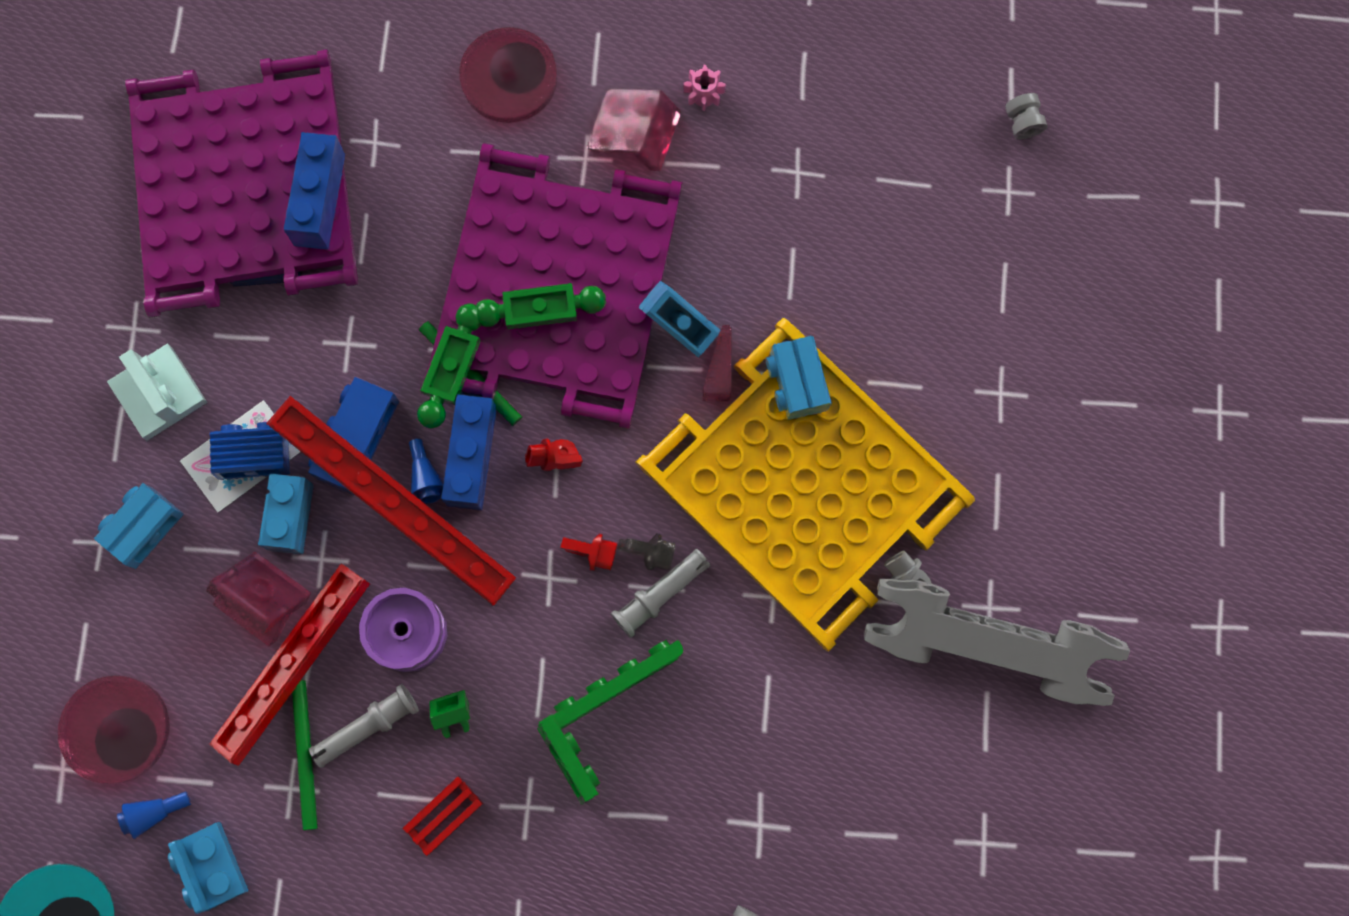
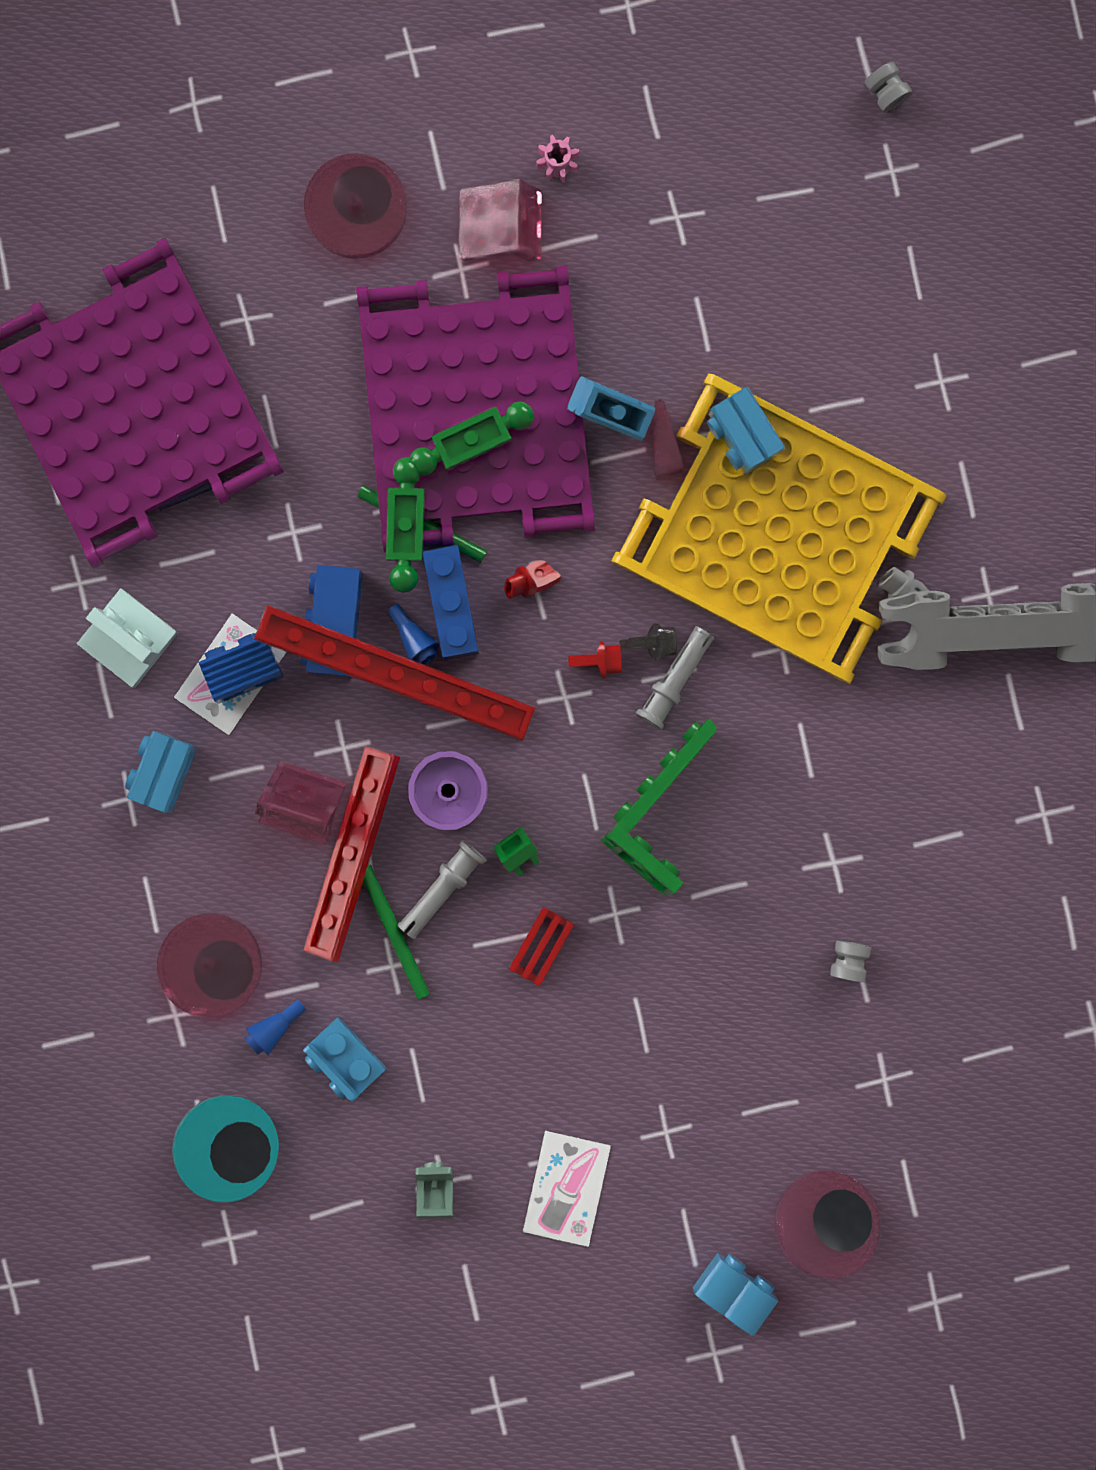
camera: 15 degrees left, 10 degrees up
(286, 514) = (297, 716): dark azure brick -> none
(314, 191) = (213, 392): blue brick -> none

